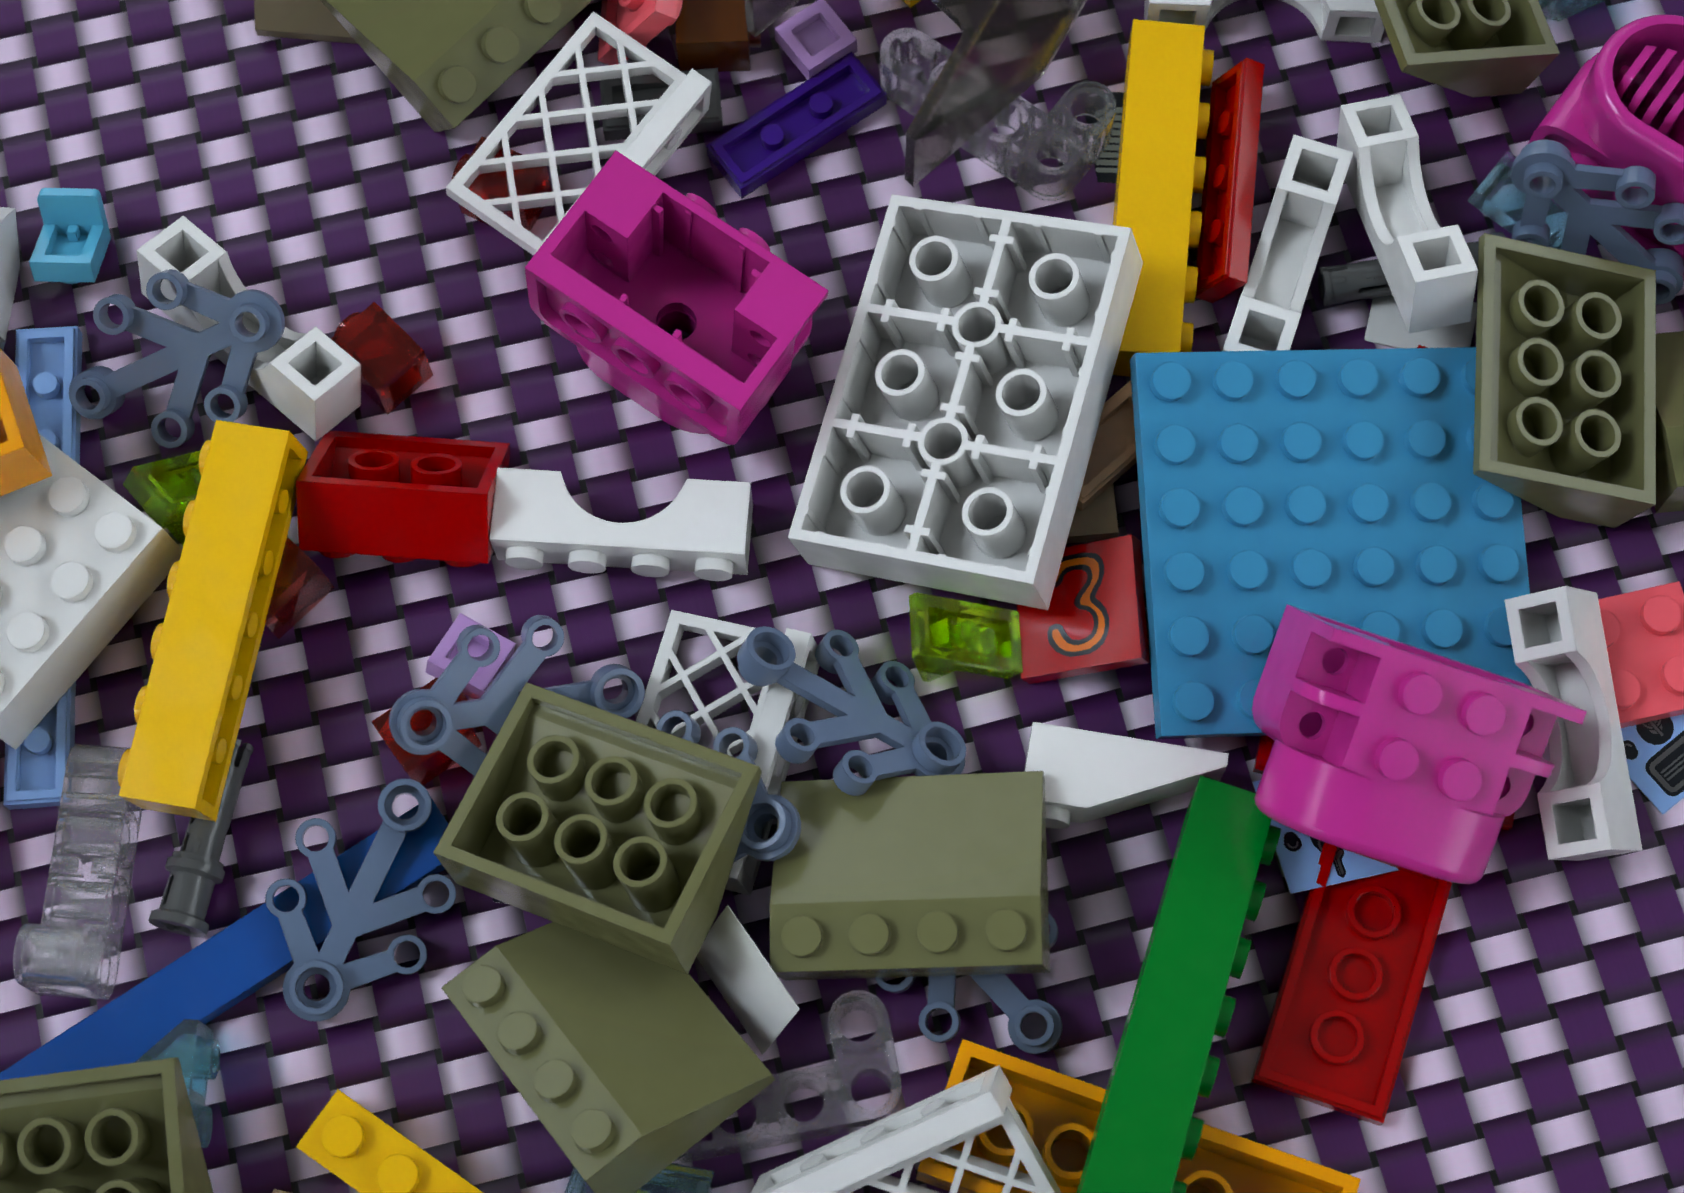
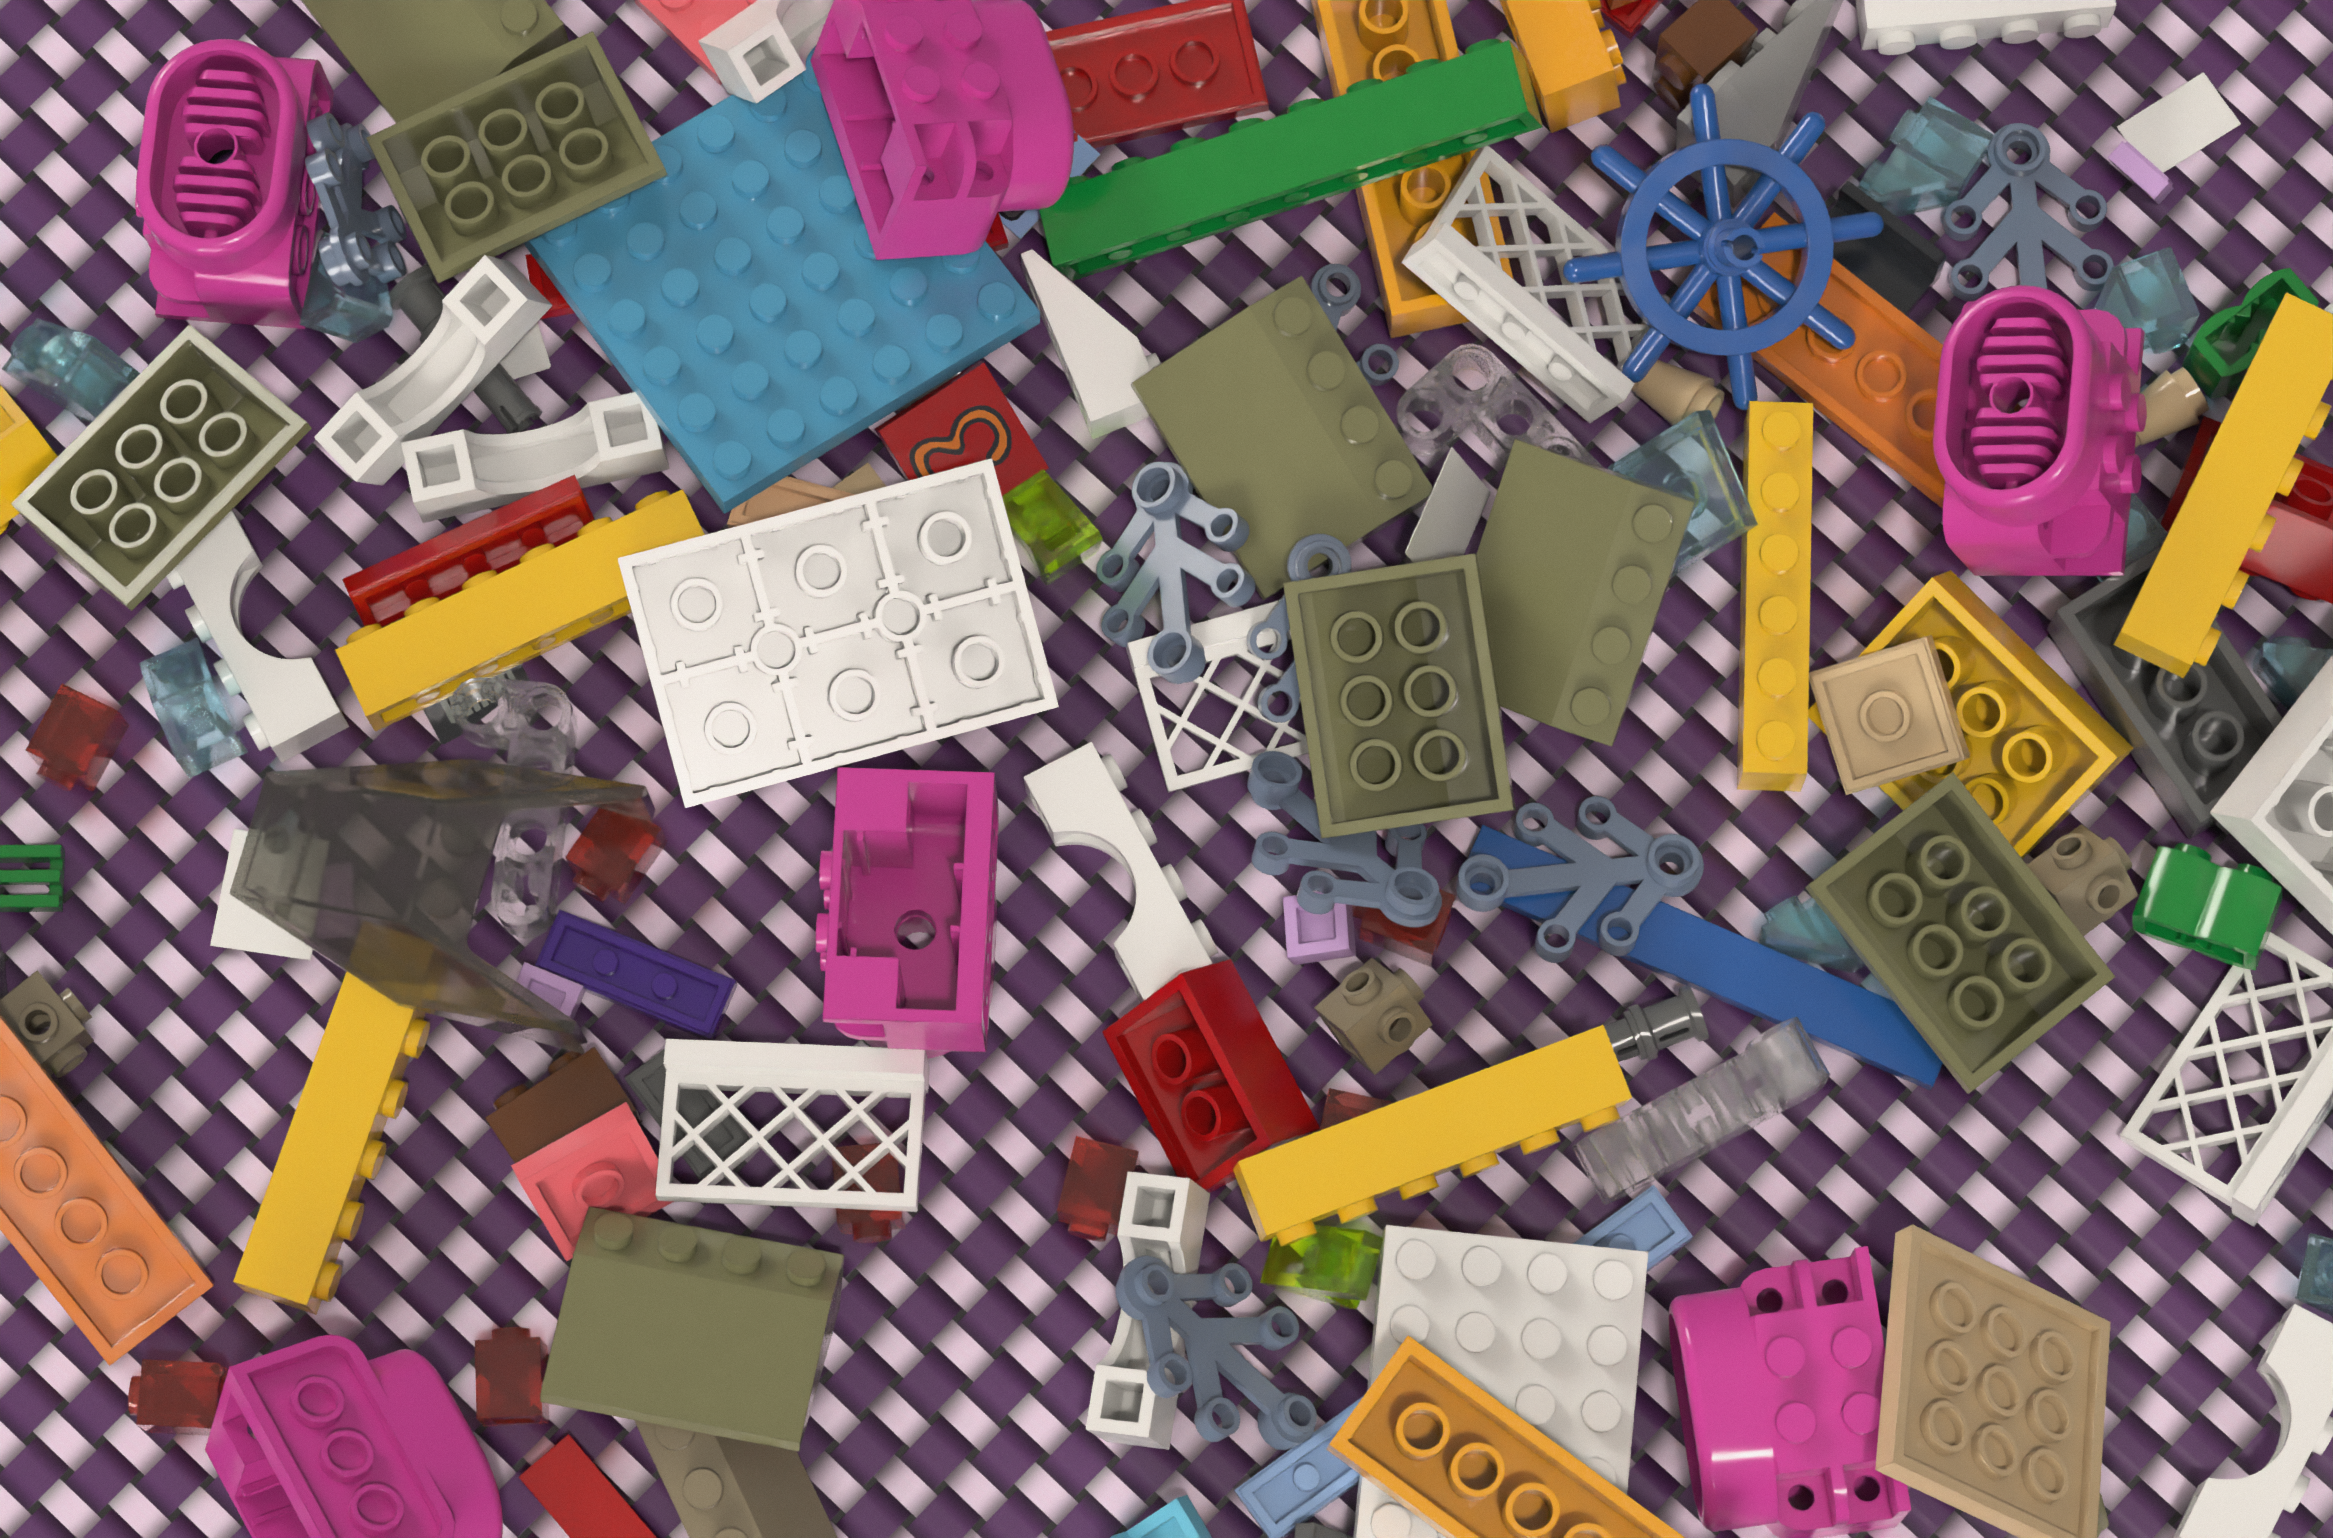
camera: 120 degrees left, 5 degrees up
(360, 650) = (1375, 1014): none -> dark tan brick
(885, 150) = (614, 854): none -> clear red brick

